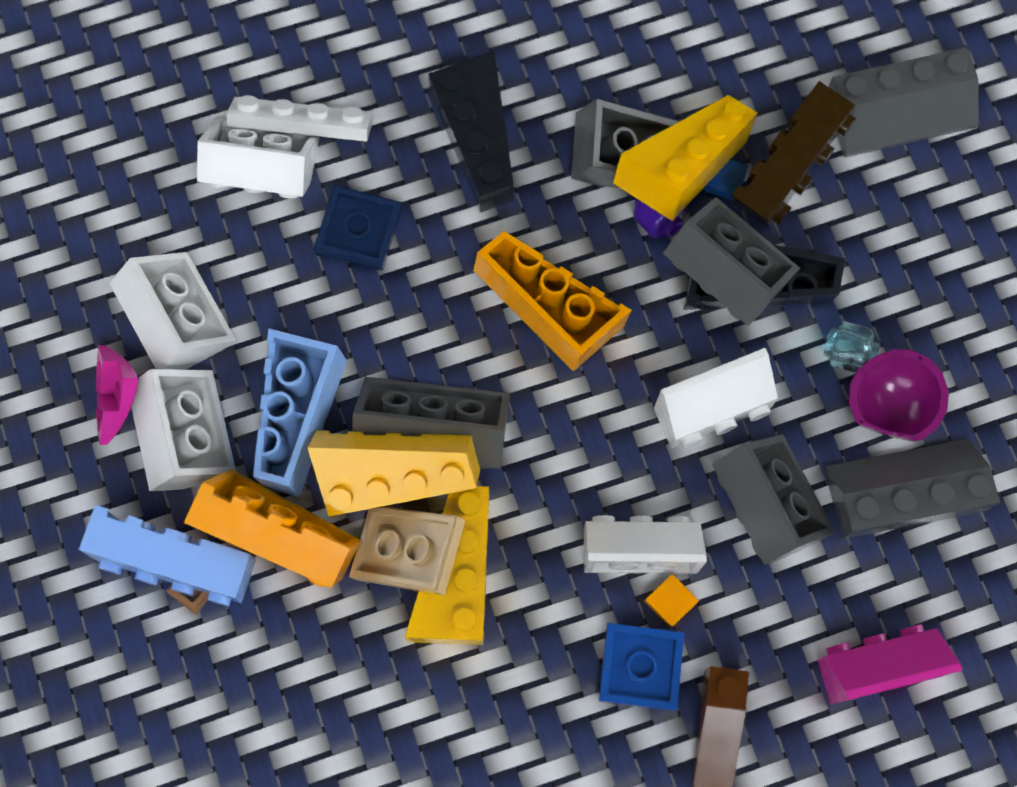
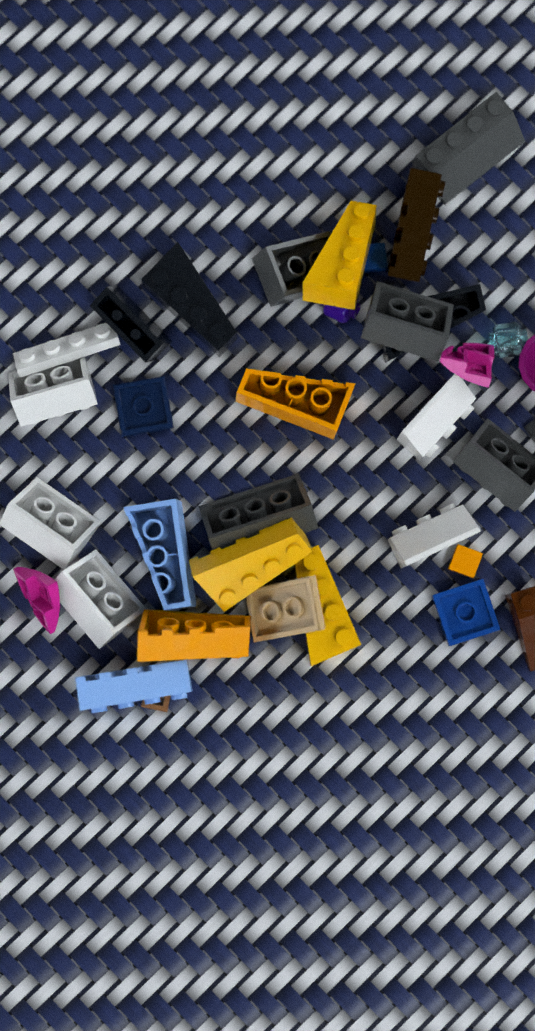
camera: 25 degrees left, 10 degrees up
(391, 121) = (130, 323): none -> black brick
(788, 346) = (470, 362): none -> dark pink brick

